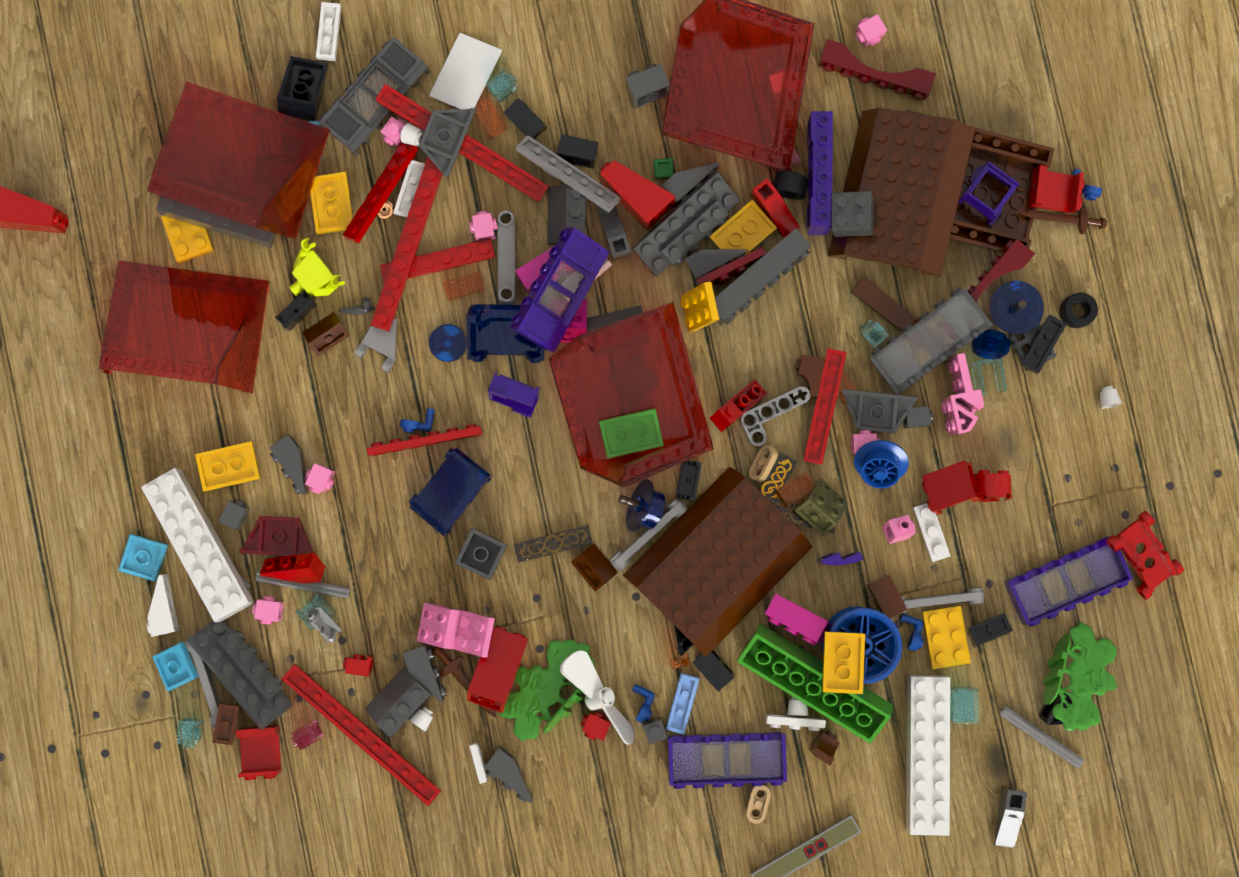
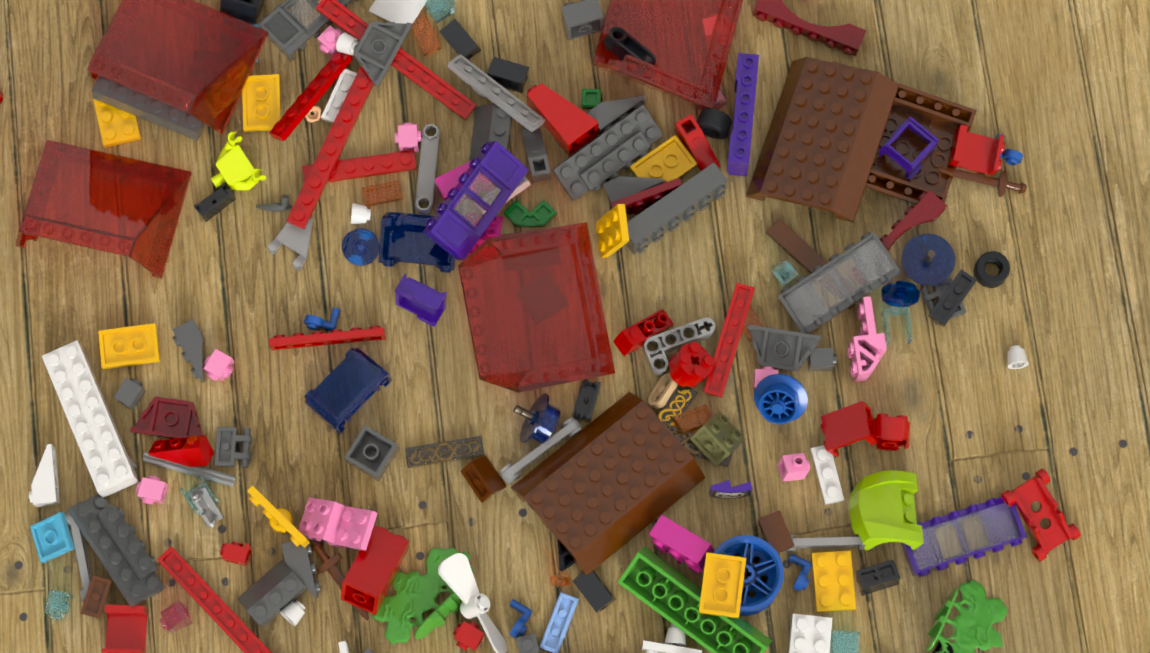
camera: 10 degrees right, 10 degrees down
(143, 557) = (33, 428): medium azure tile -> none
(325, 334) = (241, 227): reddish brown panel -> none
(337, 559) = (226, 447): none -> dark grey plate
(398, 629) = (279, 519): none -> yellow plate
(443, 310) = (359, 214): none -> white hat
(607, 299) = (538, 217): none -> green tile
(631, 433) = (533, 348): bright green tile -> none
(696, 113) = (622, 43): none -> black piece
(789, 436) = (690, 365): none -> red brick
(811, 371) = (717, 304): reddish brown arch -> none
(853, 214) = (771, 153): dark grey brick -> none
(993, 565) = (885, 509): none -> lime piece

